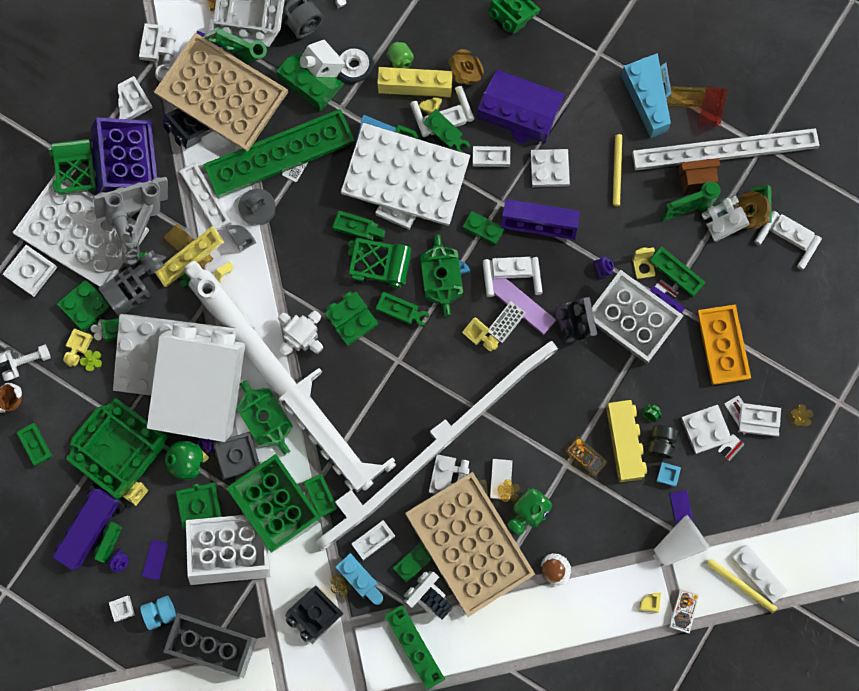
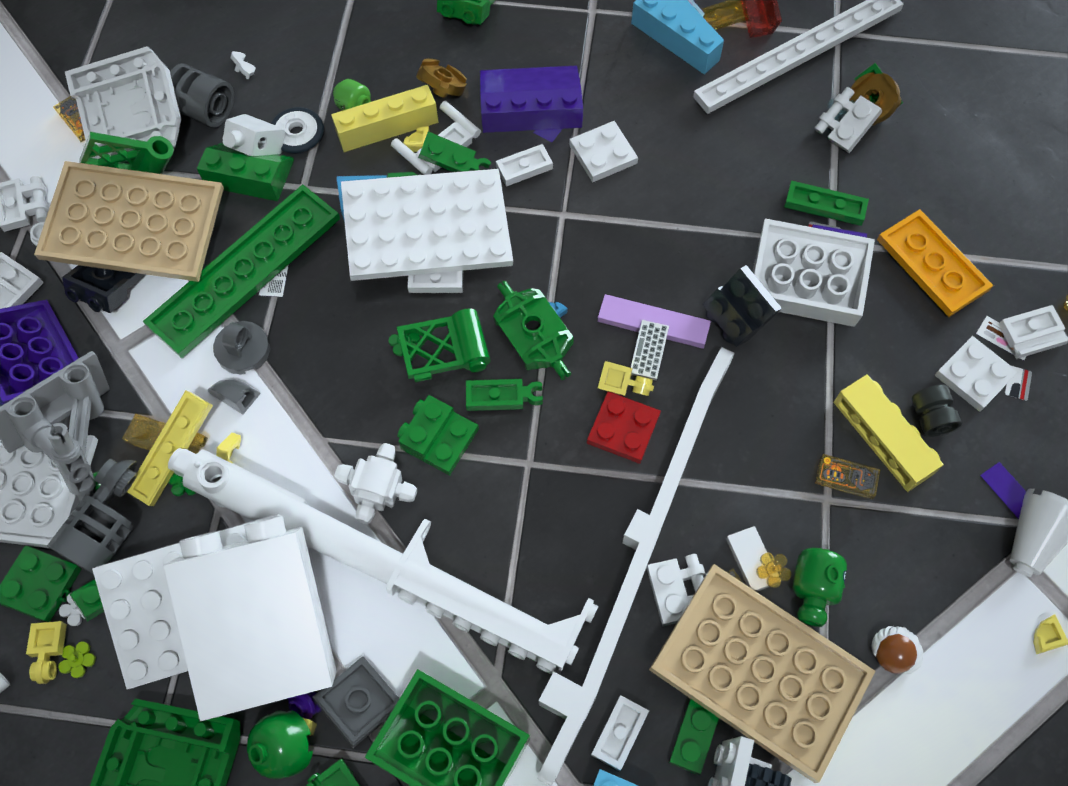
camera: 25 degrees left, 10 degrees down
(205, 197) = (162, 363): white tile -> none
(267, 432) = (390, 645): green plate -> none
(320, 495) = (511, 701): green plate -> none
(357, 226) = (391, 314): green hinge -> none
(466, 364) = (623, 427): none -> red plate
(483, 228) = (557, 251): green plate -> none
(511, 268) = (620, 282): white plate -> none
(540, 219) = (625, 209): dark purple brick -> none
(603, 267) = (733, 235): dark purple plate -> none
(617, 170) = (686, 122): light yellow bar -> none
(640, 257) = (775, 203): light yellow bracket -> none
(652, 412) = (898, 382): green plate -> none
(668, 474) = (967, 450): medium azure plate -> none
(697, 173) = (788, 85): dark orange plate -> none
(699, 200) = (802, 114): green piece -> none
(792, 233) = (935, 107): white plate -> none

